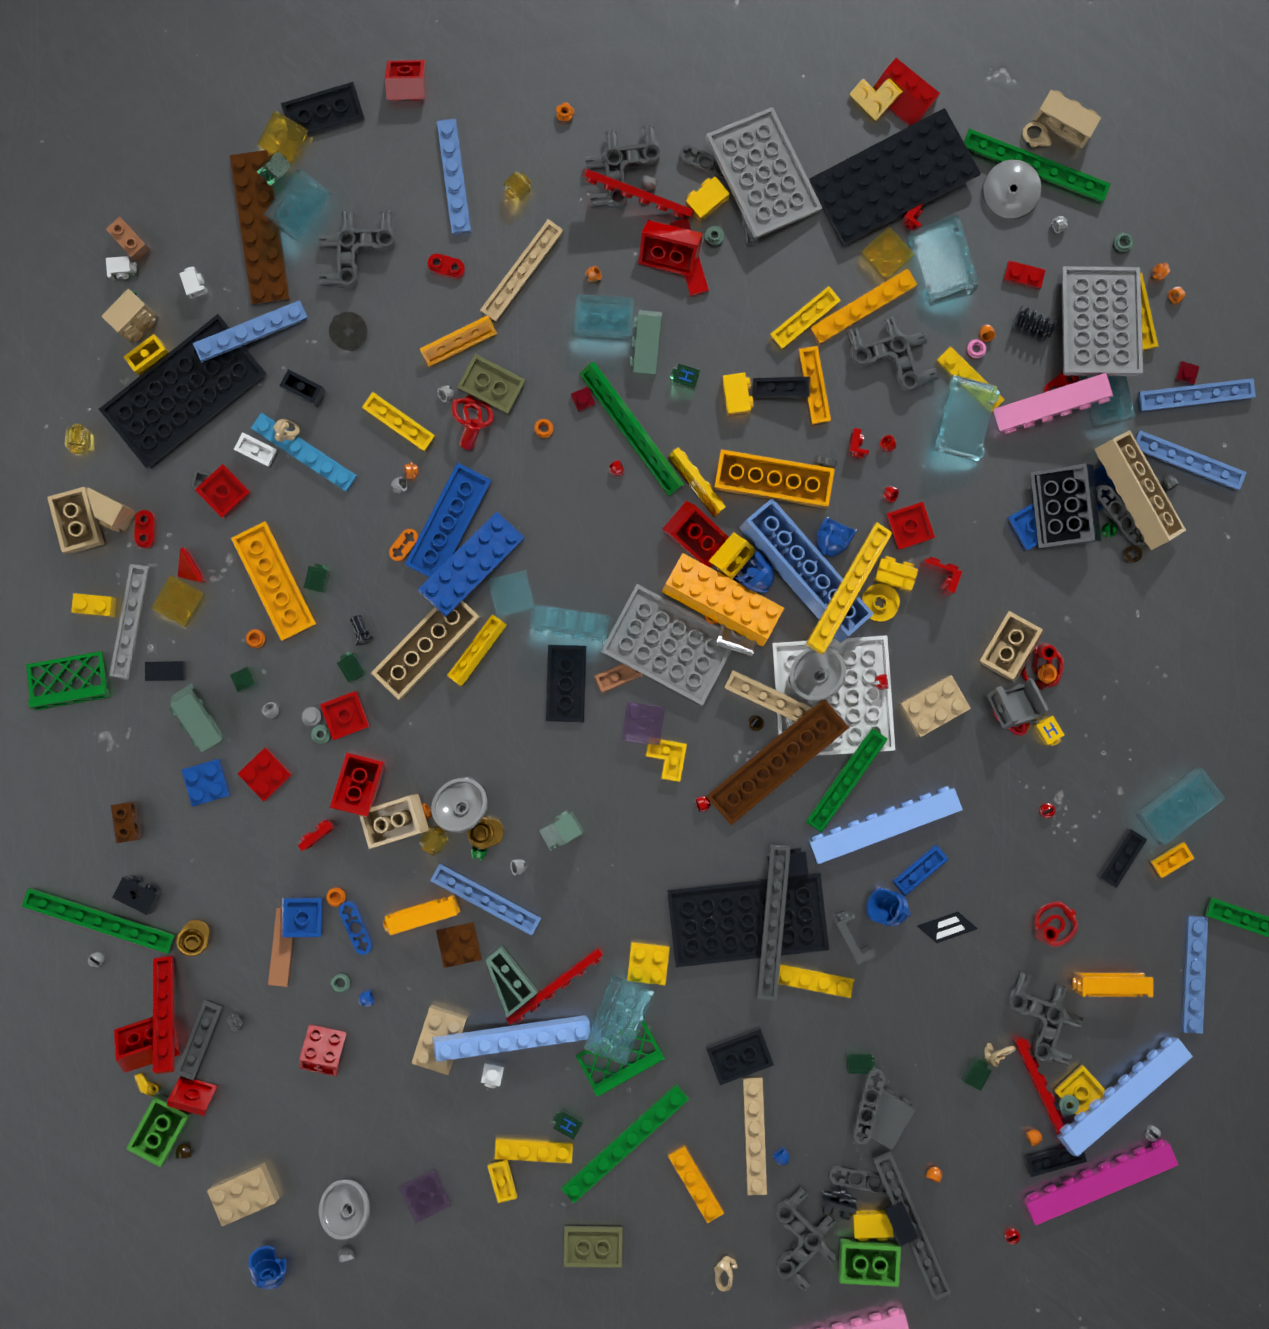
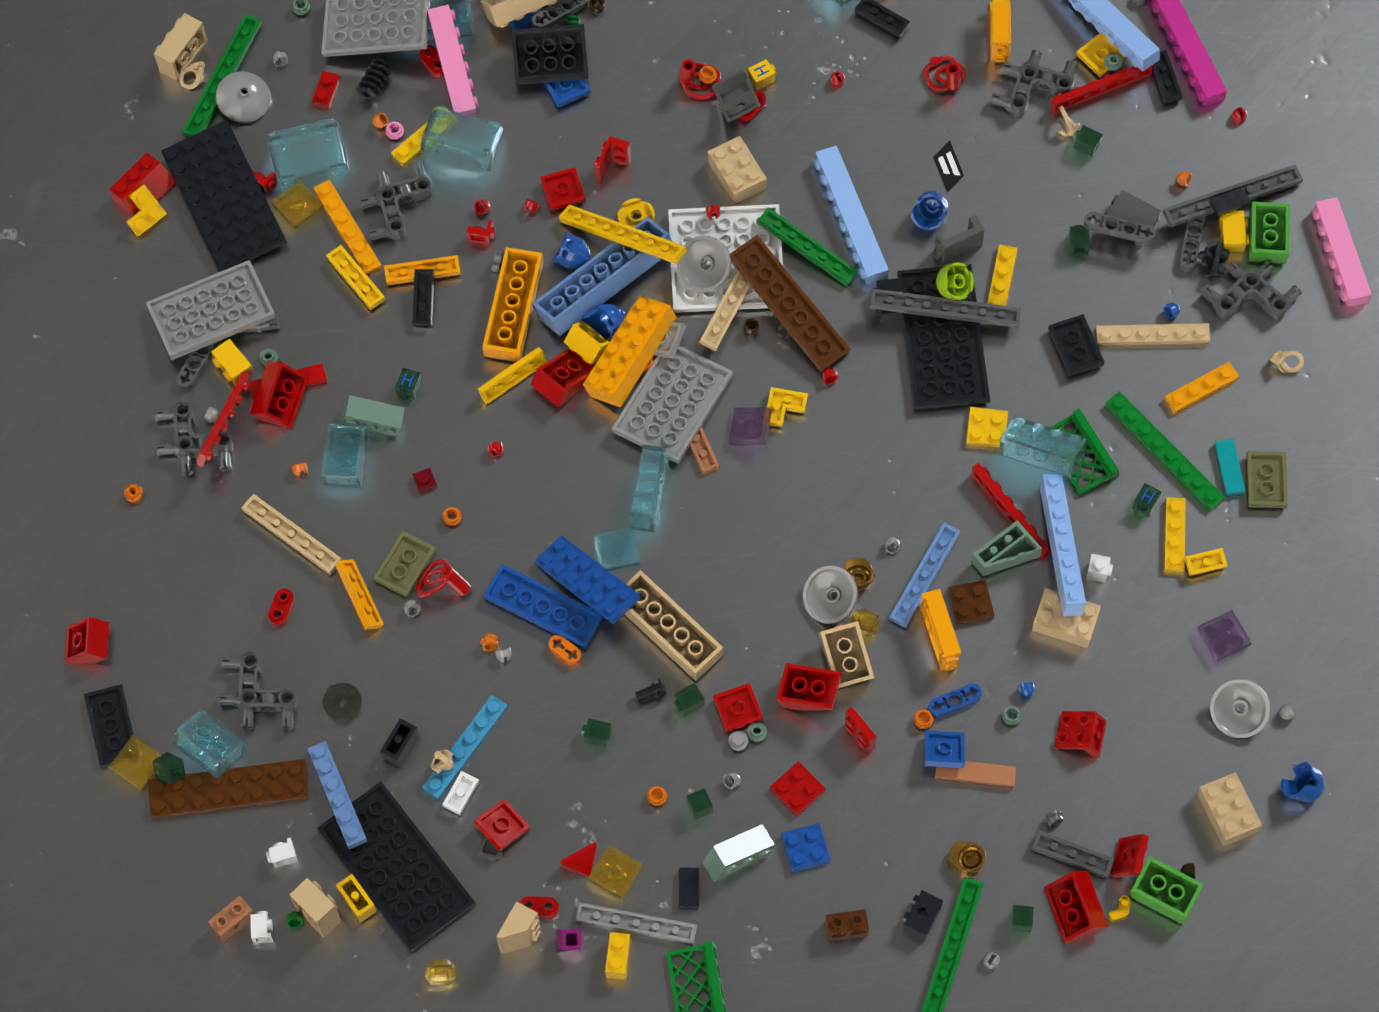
camera: 85 degrees left, 20 degrees down
(75, 521) = (528, 972): tan brick -> none
(107, 558) = (568, 939): none -> magenta brick
(132, 990) = (1022, 918): none -> clear green brick
(163, 1015) = (1046, 879): red plate -> none
(273, 581) = (598, 776): light orange plate -> none
(398, 421) = (438, 653): yellow plate -> none
(454, 176) = (190, 599): medium blue plate -> none
(476, 650) = (674, 580): yellow plate -> none
(478, 853) = (878, 582): green hinge -> none
(517, 186) = (205, 535): clear yellow head -> none
(562, 830) = (853, 495): sand green wedge -> none
(566, 683) = (709, 499): black tile -> none
(607, 1209) = (1229, 467): none -> teal tile
(631, 428) = (456, 434): green plate -> none
(736, 394) = (427, 338): yellow brick -> none
(801, 933) = (954, 281): none -> lime cylinder
(895, 574) = (610, 199): yellow brick -> none
(920, 870) = (893, 187): blue tile -> none
(1011, 646) = (682, 101): tan brick -> none
(1034, 1137) = (1145, 94): orange hinge -> none

